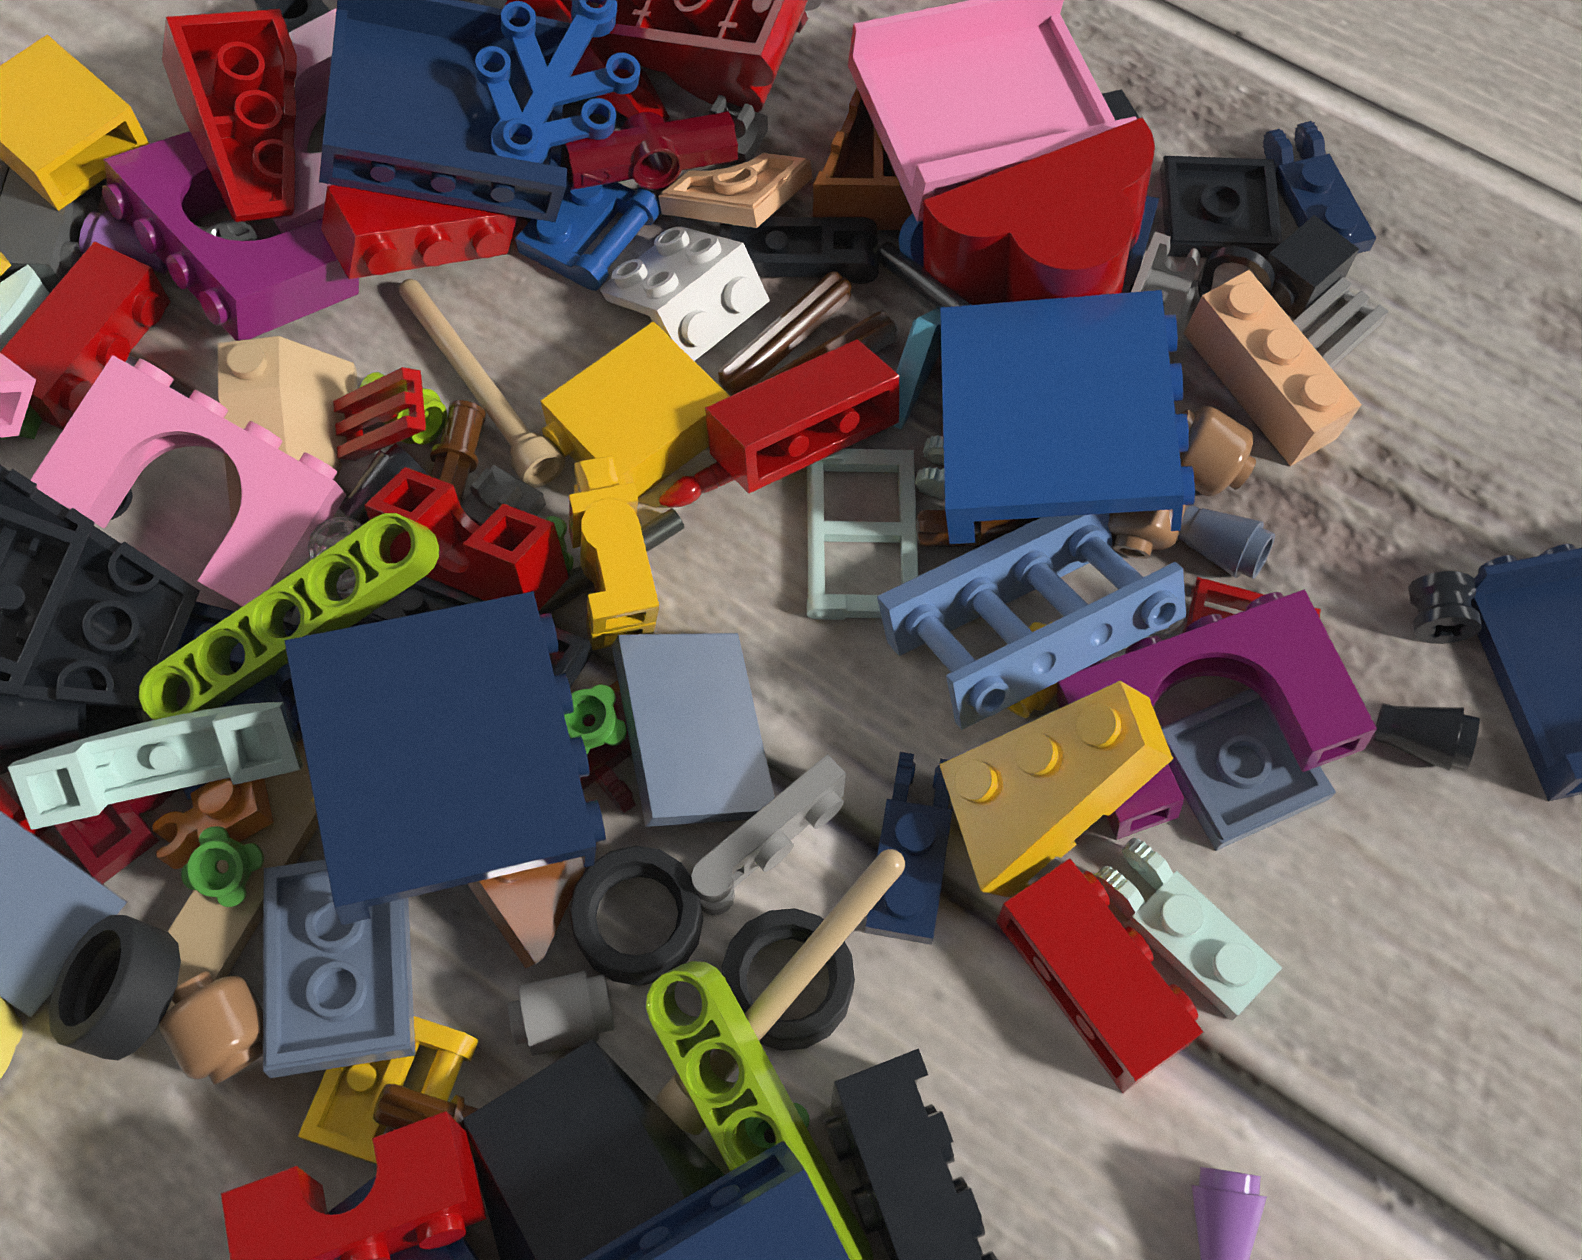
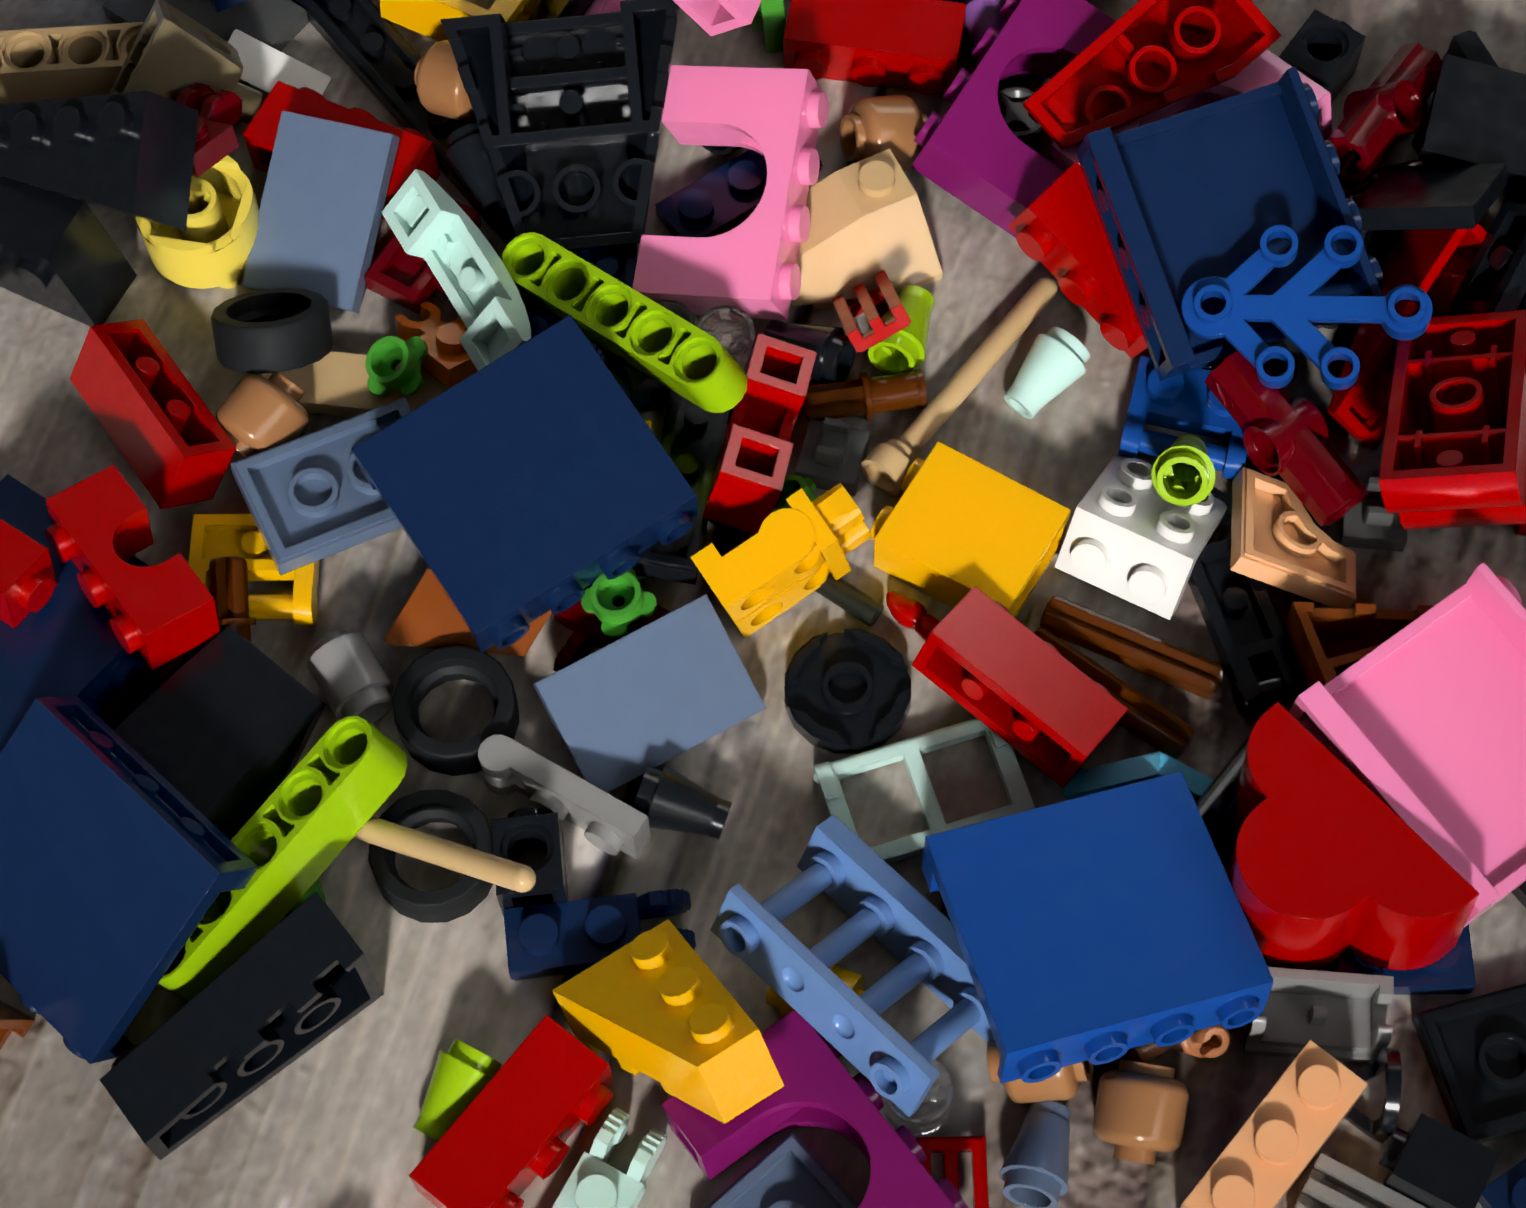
camera: 75 degrees right, 0 degrees up
(148, 1152) = (152, 413): none -> red brick
(180, 513) = (717, 199): none -> dark blue hinge
(188, 352) = (882, 124): none -> medium nougat head
(497, 308) = (1048, 370): none -> light aqua cone
(652, 226) = (1181, 482): none -> lime cone
(741, 565) = (847, 691): none -> black tile
(808, 734) = (680, 804): none -> black cone
(816, 857) = (532, 830): none -> black brick
(1039, 1019) = (453, 1086): none -> lime cone

